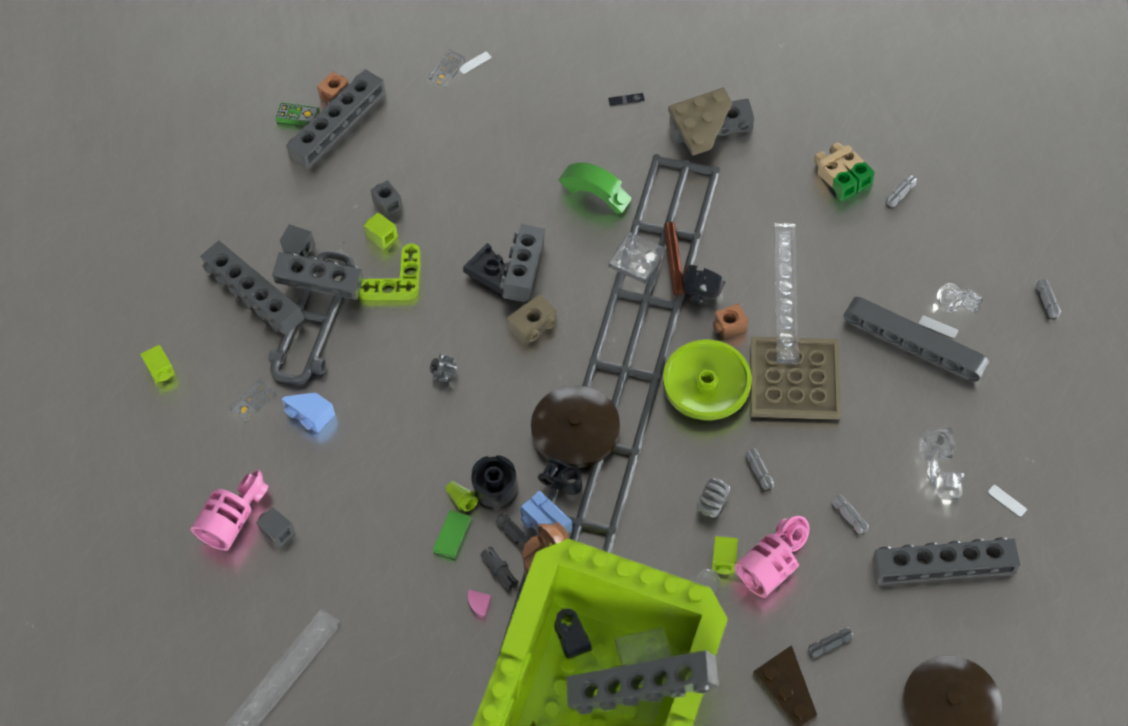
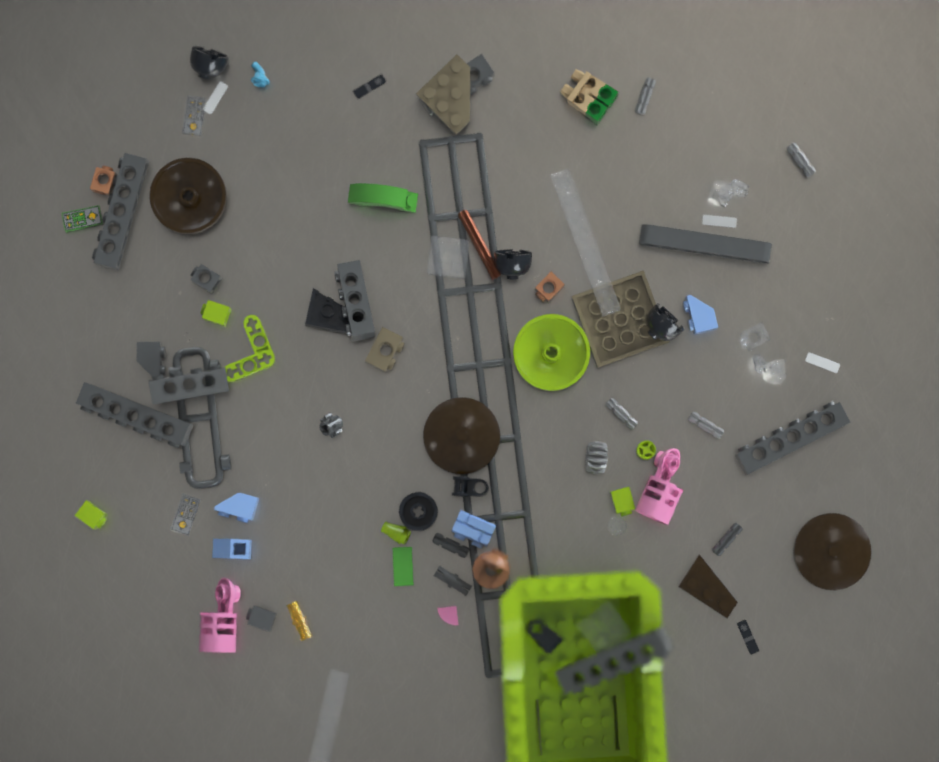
camera: 25 degrees left, 25 degrees up
(283, 446) = (232, 548): none -> light blue slope
(314, 546) = (299, 620): none -> clear yellow pin
(405, 123) = (188, 195): none -> dark brown dish
(481, 27) = (207, 62): none -> black cylinder
(523, 56) = (259, 78): none -> medium azure plate
(771, 508) = (648, 450): none -> lime wheel
(839, 389) = (662, 324): none -> black cylinder
(886, 403) = (701, 315): none -> light blue slope

